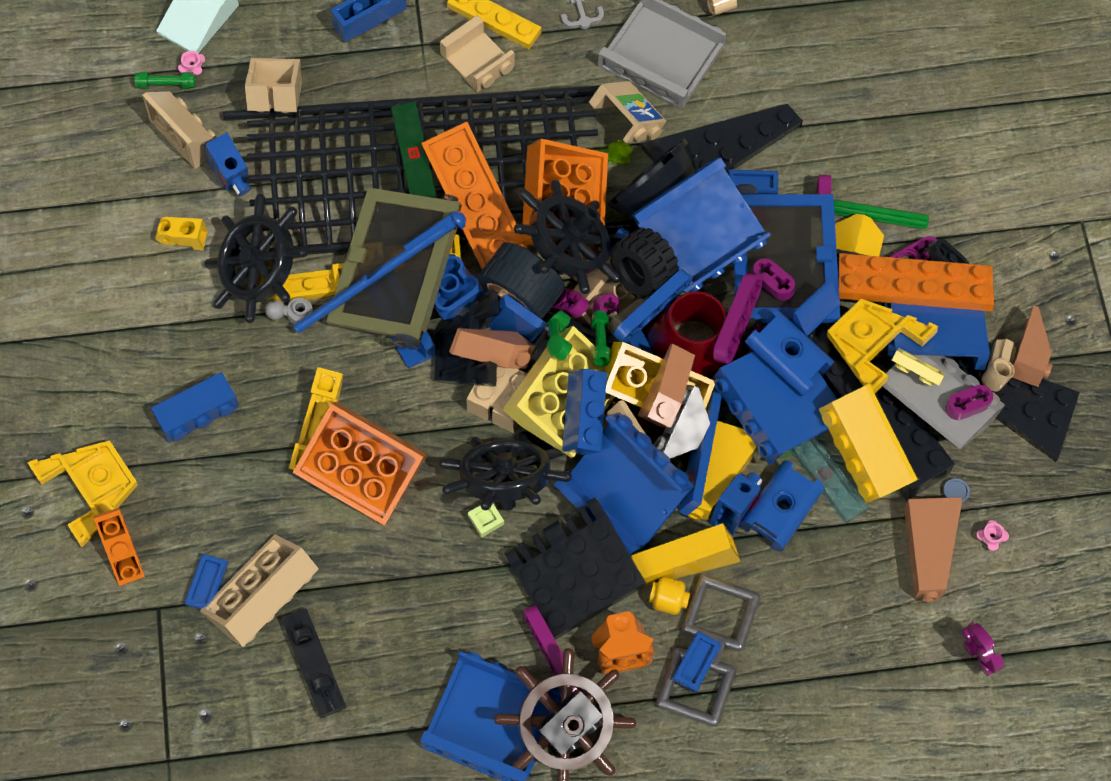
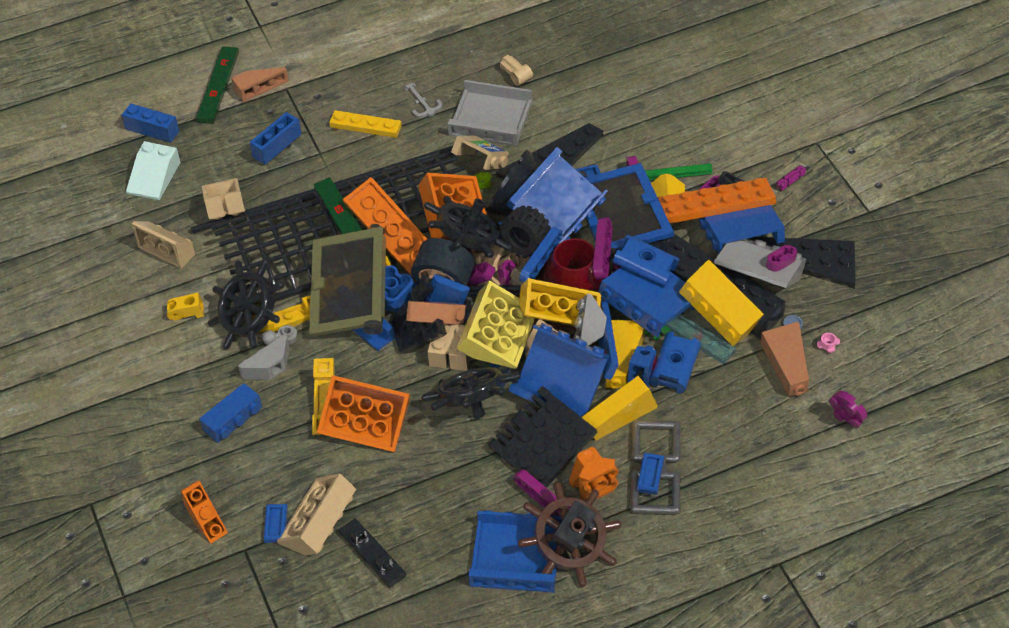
camera: 10 degrees left, 15 degrees down
(97, 475) = (170, 474): yellow wing -> none
(143, 80) = (158, 215): green bar -> none
(191, 57) = (158, 203): bright pink plate -> none
(228, 164) = (205, 255): blue torso -> none
(263, 344) = (267, 361): none -> light grey slope
(411, 248) = (358, 264): blue bar -> none
(476, 55) = (360, 149): tan panel -> none
(485, 521) = (466, 426): yellowish green plate -> none
(557, 345) = (482, 291): green bar -> none
(584, 411) = (515, 332): blue brick -> none
(601, 353) = (514, 293): green bar -> none
(668, 387) = (569, 302): nougat slope -> none
(669, 596) = (615, 439): yellow head -> none
(776, 276) = (620, 220): magenta beam -> none
(816, 308) = (655, 227): blue slope -> none
(866, 331) = (696, 233): yellow wing -> none
(927, 372) = (746, 246): light yellow plate -> none
(1000, 365) = (794, 234): tan piece -> none
(1028, 268) = (791, 177): none -> magenta axle
(1033, 352) = (813, 223): nougat slope -> none

